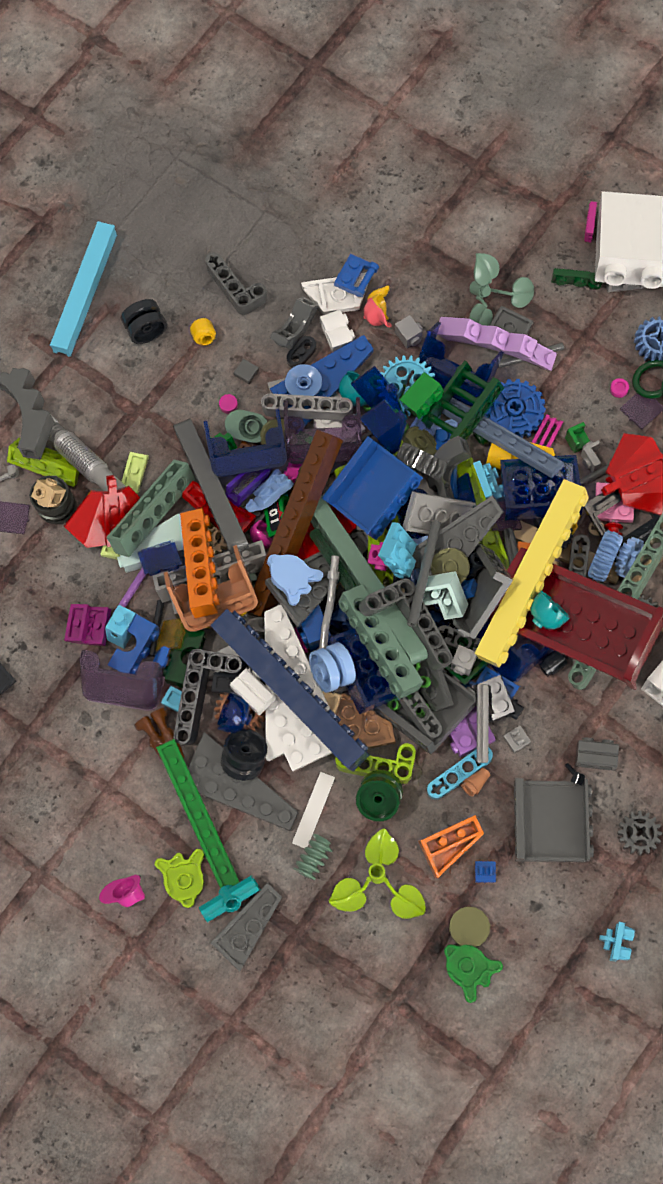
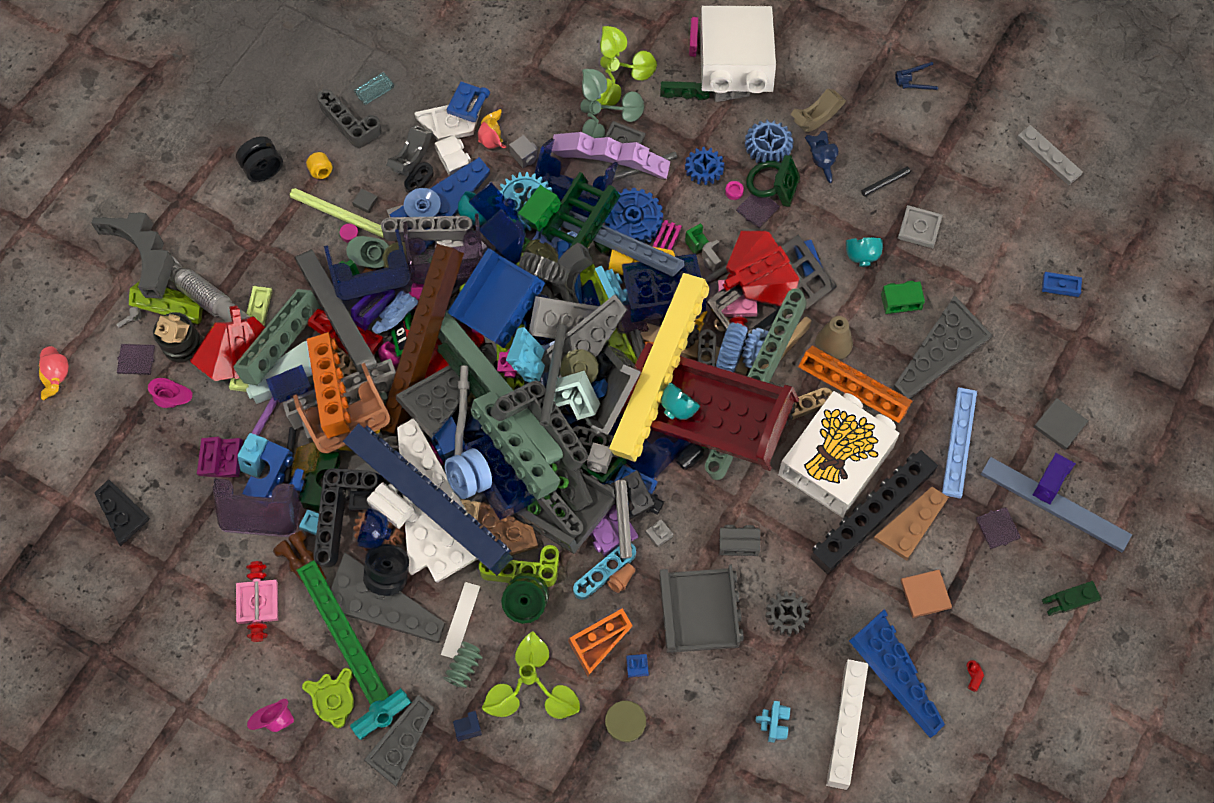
camera: 10 degrees left, 5 degrees down
(41, 556) = (168, 393): none -> dark pink piece
(83, 289) = (197, 133): medium azure tile -> none
(115, 774) = (256, 601): none -> bright pink plate
(217, 381) = (336, 212): none -> yellowish green axle
(262, 253) = (374, 88): none -> clear light blue tile
(292, 576) = (422, 389): light blue tile -> none
(313, 918) = (467, 727): none -> dark blue panel
(469, 968) = (628, 760): green tile -> none
(508, 226) = (611, 44): none -> lime plant
(577, 777) = (721, 564): black hand -> none
(584, 364) = (697, 170): none -> blue gear

